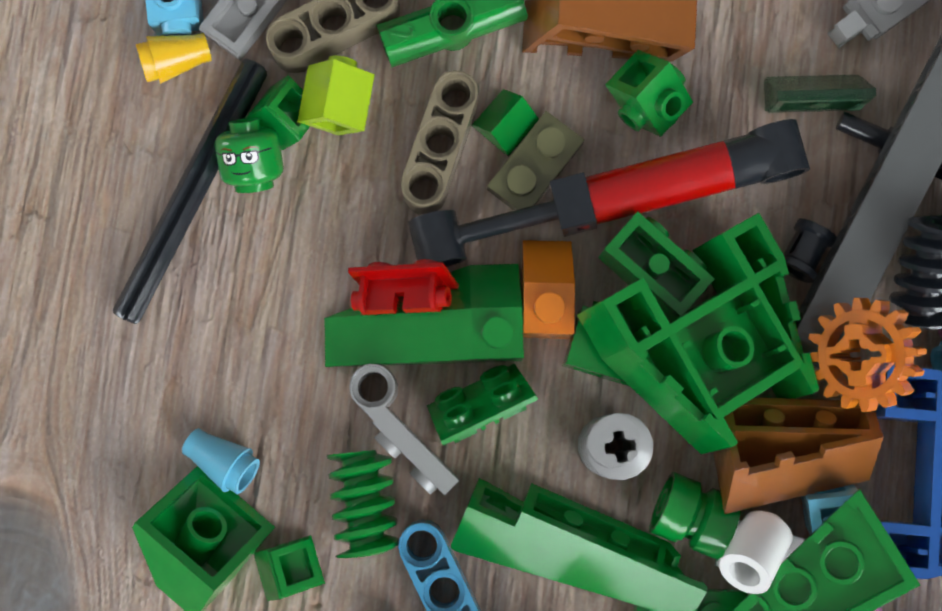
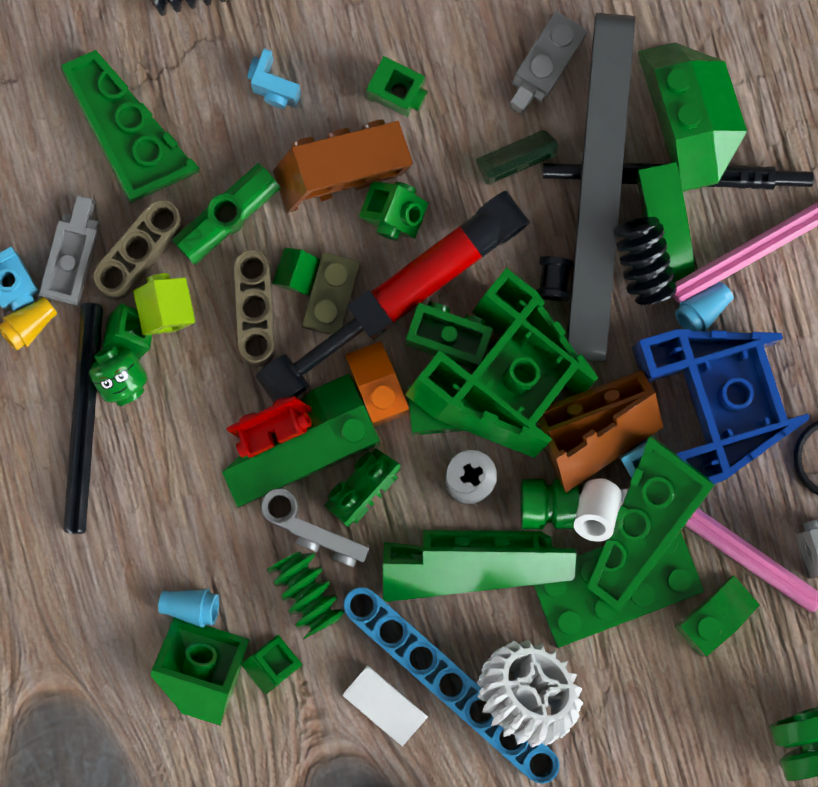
camera: 25 degrees left, 0 degrees up
(864, 375) = (631, 355): orange gear -> none

